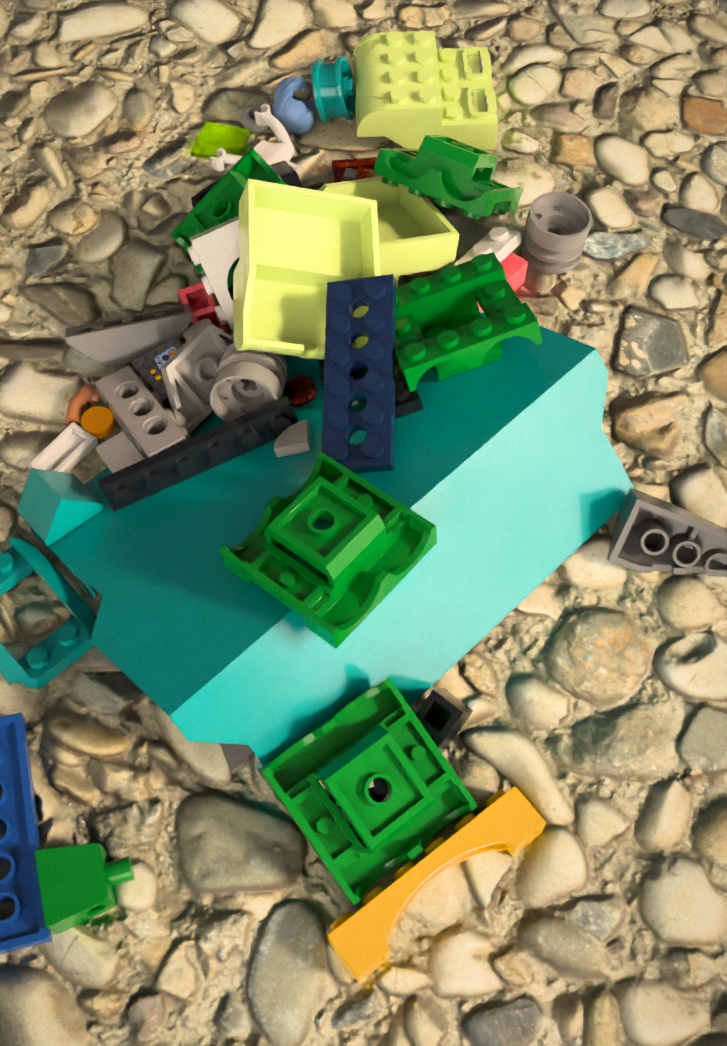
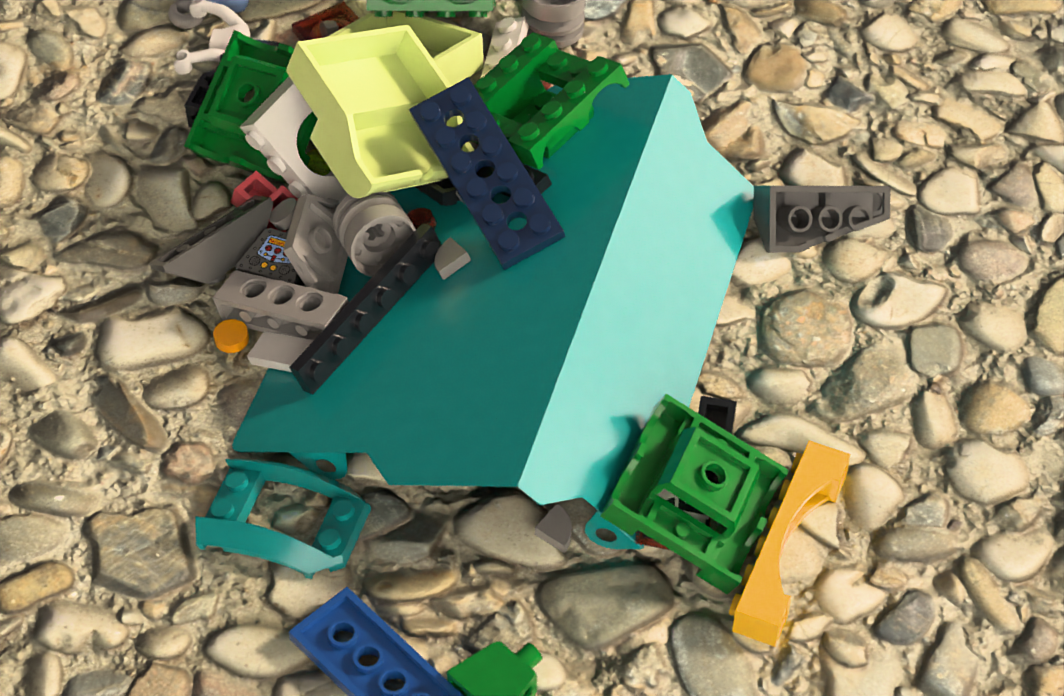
camera: 30 degrees left, 10 degrees down
(56, 504) = (248, 416): teal slope -> none
(65, 450) = (217, 376): white tile -> none
(77, 402) = (202, 318): nougat arm -> none
(217, 136) = (159, 48): clear neon green piece -> none
(362, 553) = (595, 287): green piece -> none

